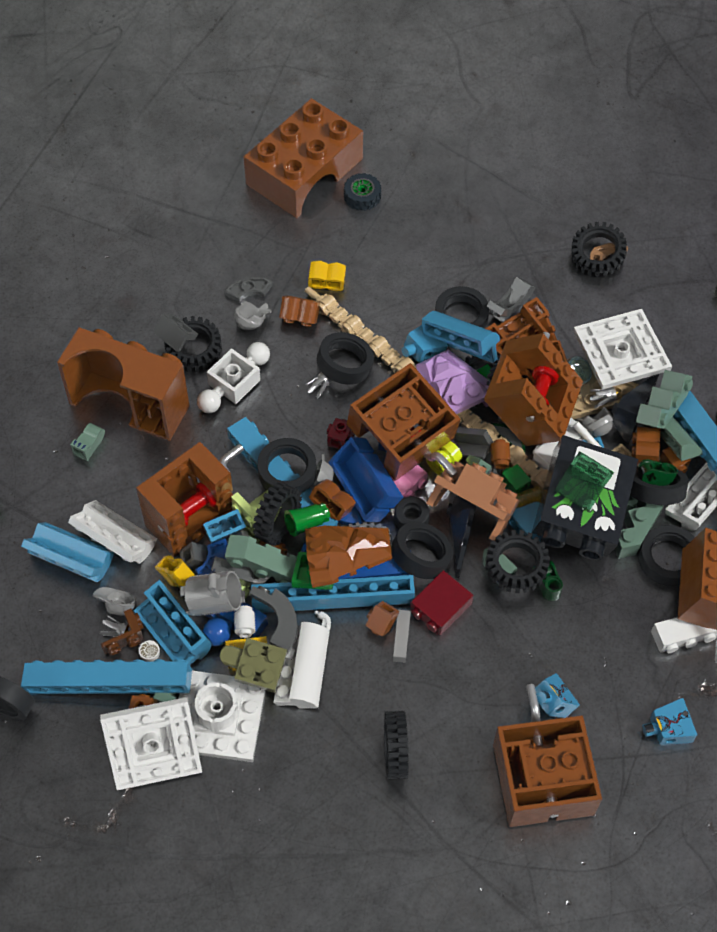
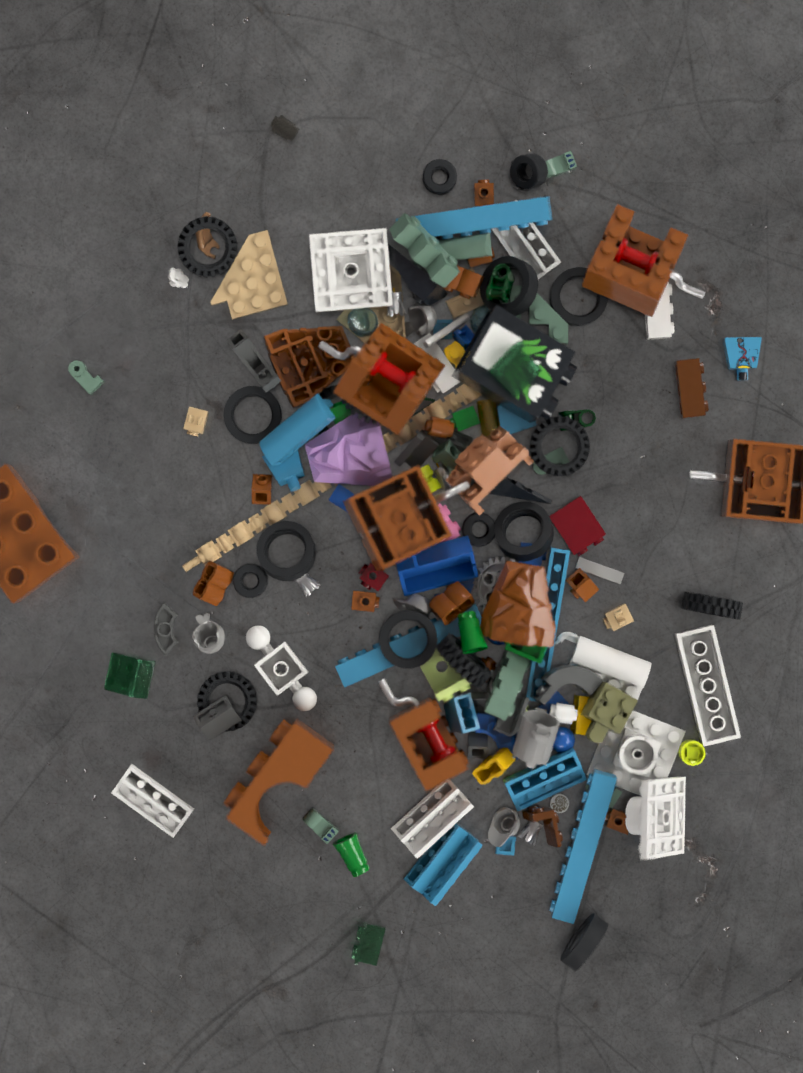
camera: 75 degrees left, 30 degrees up
(64, 471) = (352, 854): none -> green plant
(89, 302) = (152, 800): none -> white brick
(96, 610) = (508, 847): none -> dark azure tile
(199, 269) = (129, 676): none -> clear green bracket
(230, 767) = (691, 752): none -> neon yellow wheel
(307, 767) = (707, 685): none -> white brick
(308, 330) = (250, 592): none -> black tyre
(314, 432) = (364, 601): none -> dark orange brick
(327, 276) = (171, 544): yellow brick -> none
(357, 663) = (617, 617): none -> tan brick
(362, 191) = (61, 467): black wheel -> none
(396, 328) = (261, 489): none -> dark orange brick
(442, 271) = (195, 421): none -> tan brick
(453, 188) = (84, 378): none -> sand green leg
(555, 697) = (694, 451): dark azure torso -> none
(562, 236) = (177, 278): none -> white plant
(582, 292) = (252, 280): none -> tan wing
(617, 680) = (691, 388): none -> reddish brown brick

